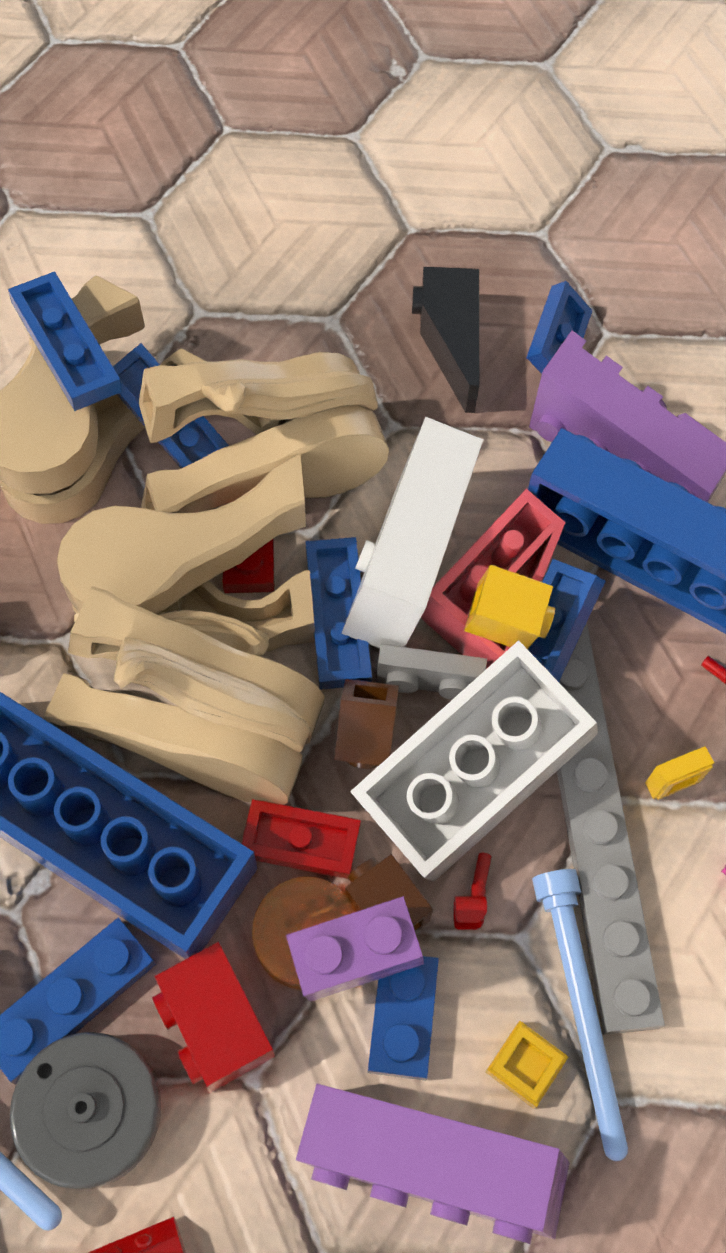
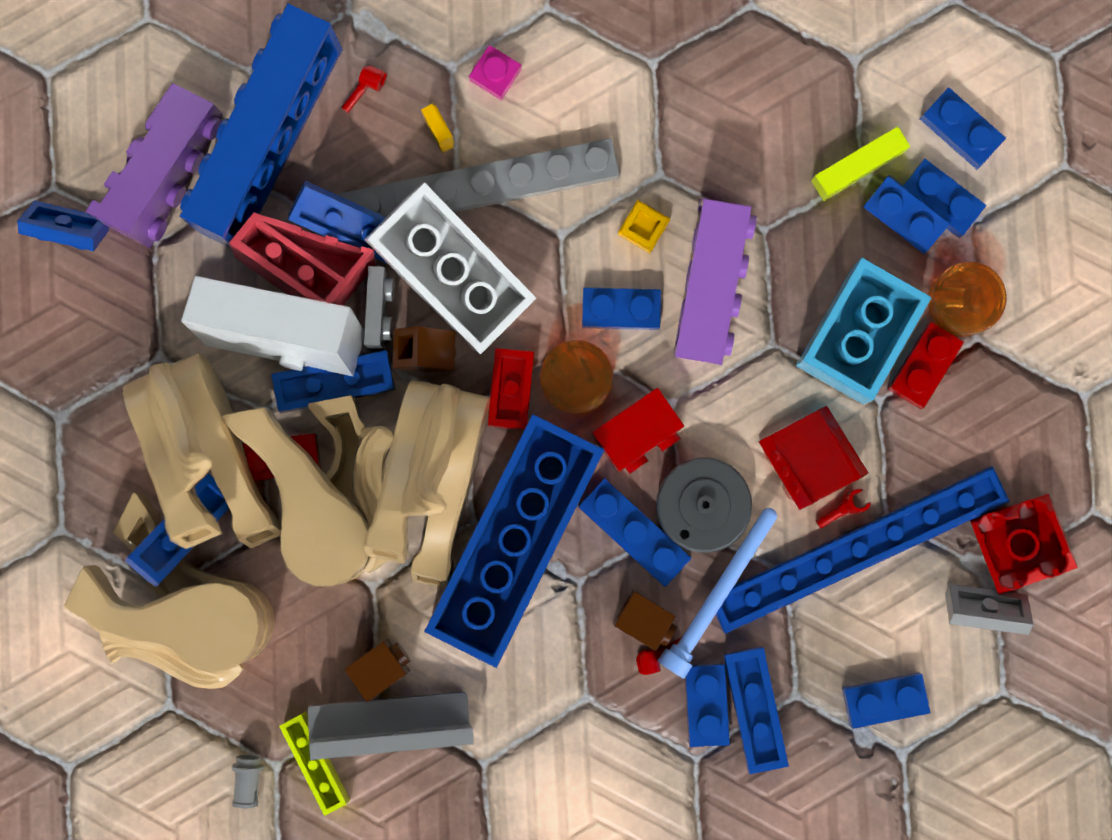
camera: 90 degrees left, 20 degrees up
(65, 341) = (137, 615): blue plate -> none
(355, 949) = (592, 336): medium lavender brick -> none
(385, 881) = (550, 324): reddish brown brick -> none
(451, 327) = (63, 315): black slope -> none
(471, 910) = (548, 267): red hand -> none
(510, 608) = (336, 248): yellow brick -> none
(558, 894) = (533, 209): light blue piece -> none

